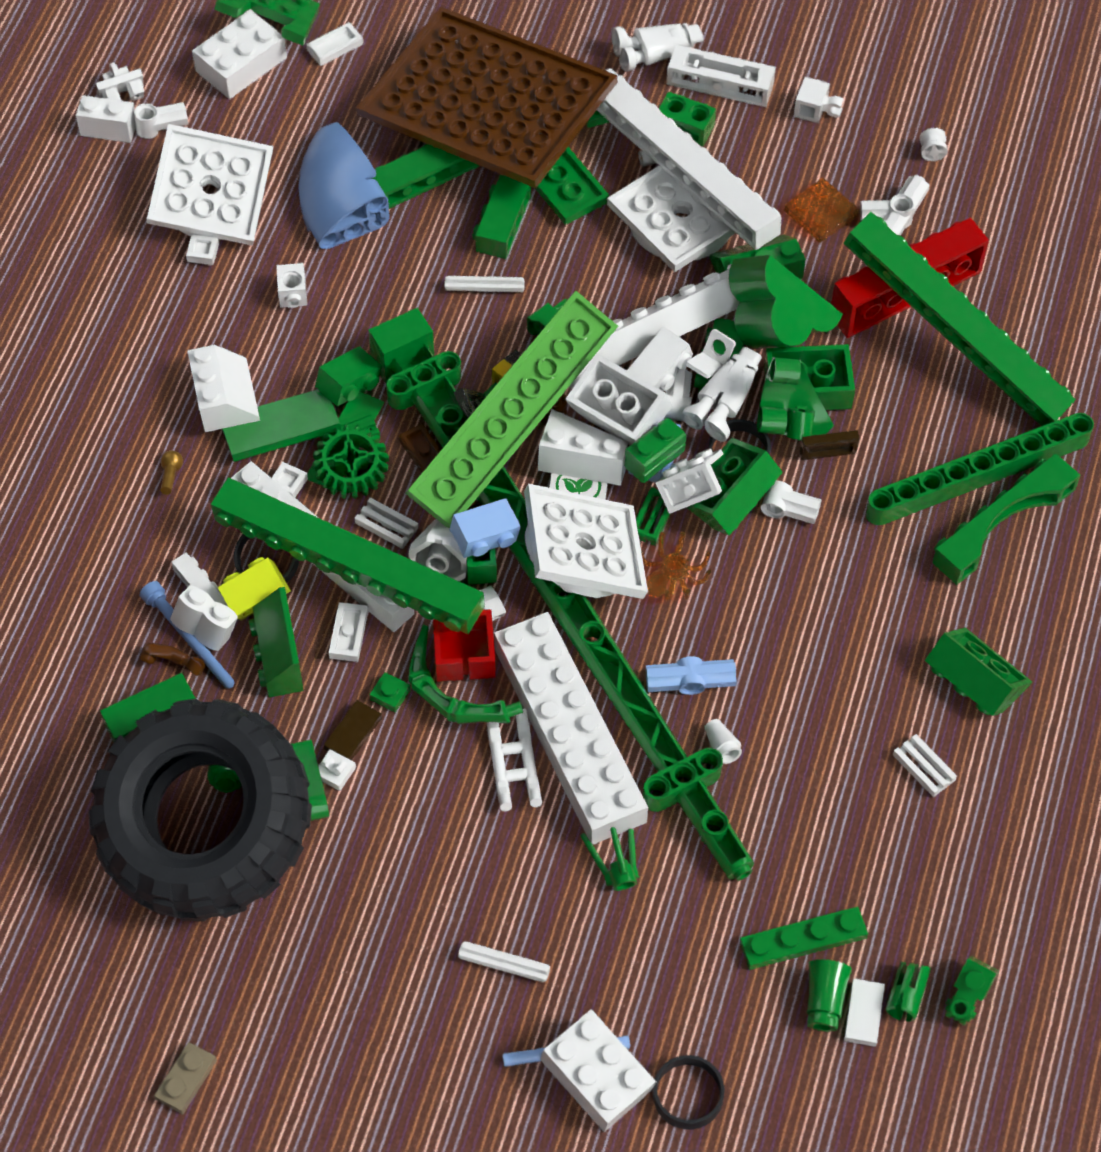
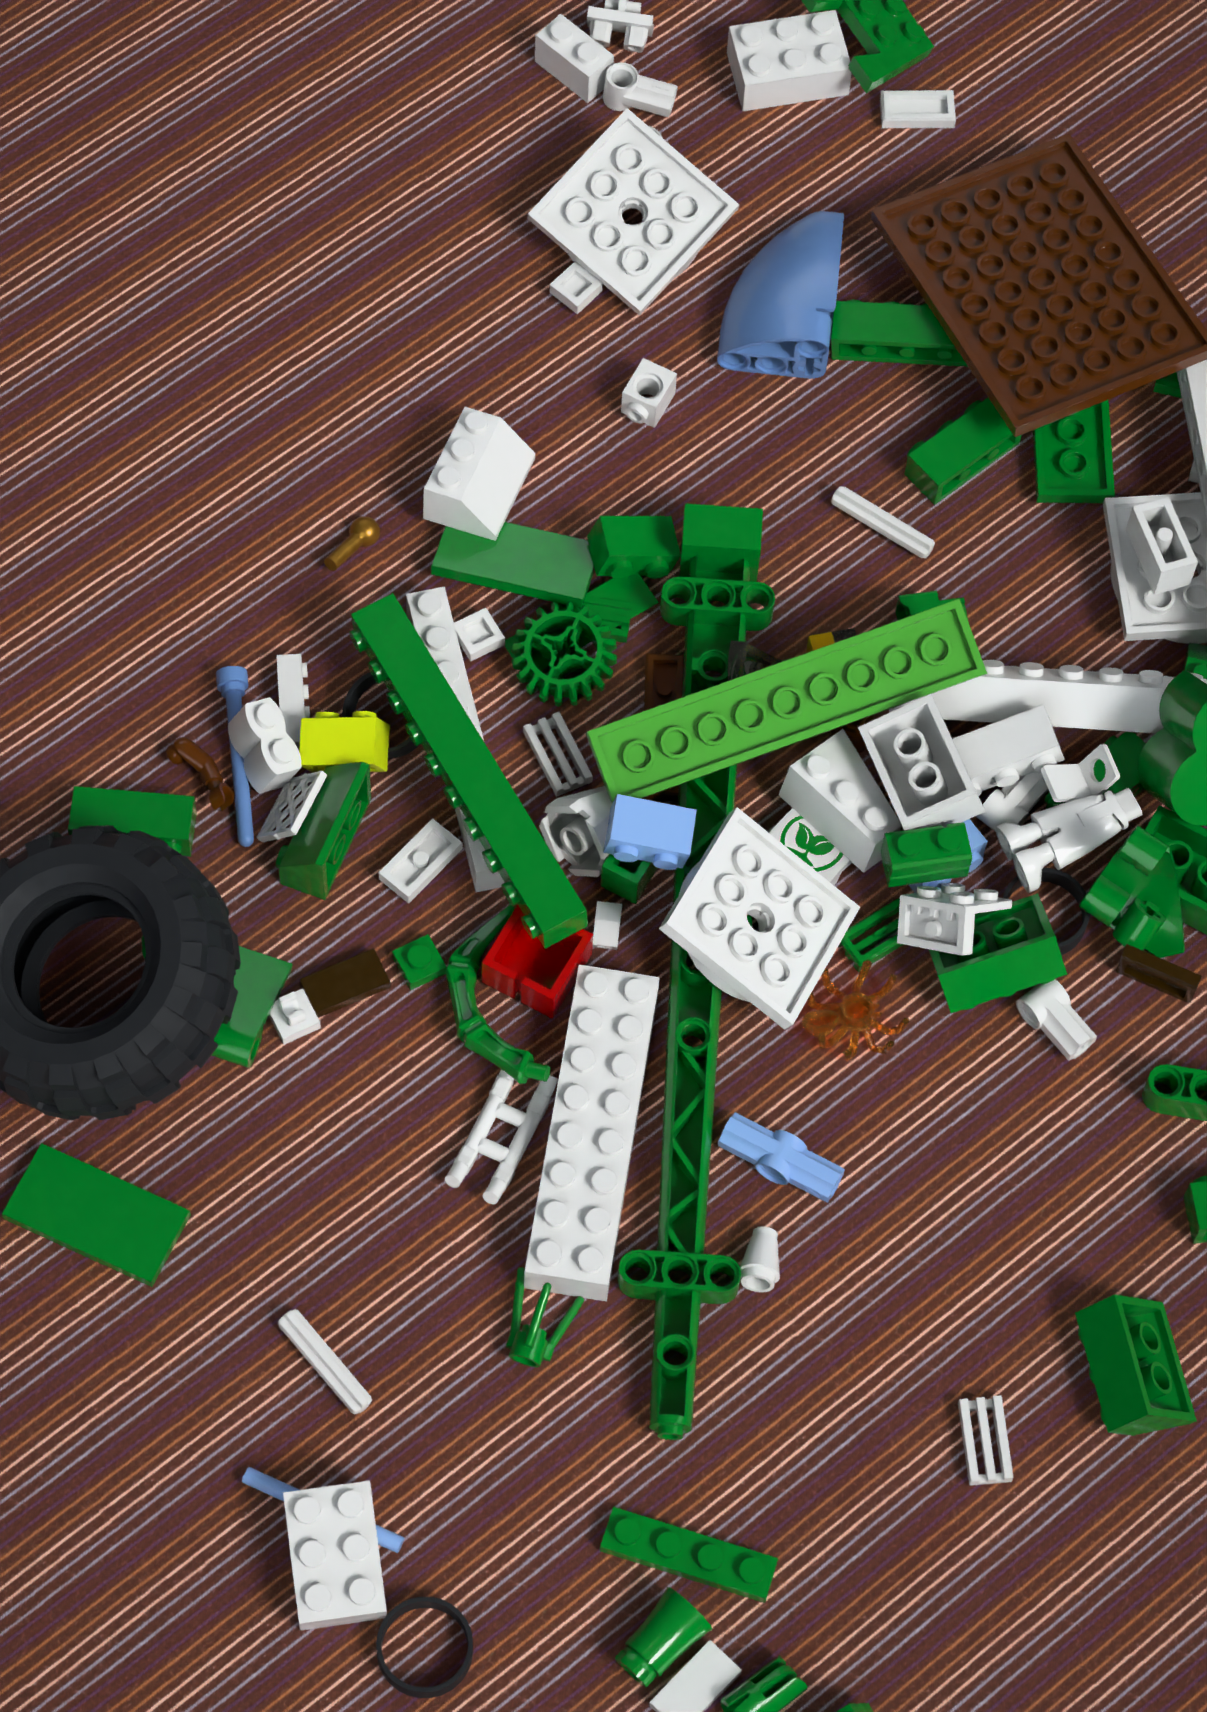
camera: 30 degrees right, 5 degrees up
(255, 625) = (287, 797): none -> white window
(296, 962) = (96, 1214): none -> green tile
(663, 203) = (1161, 545): none -> white brick

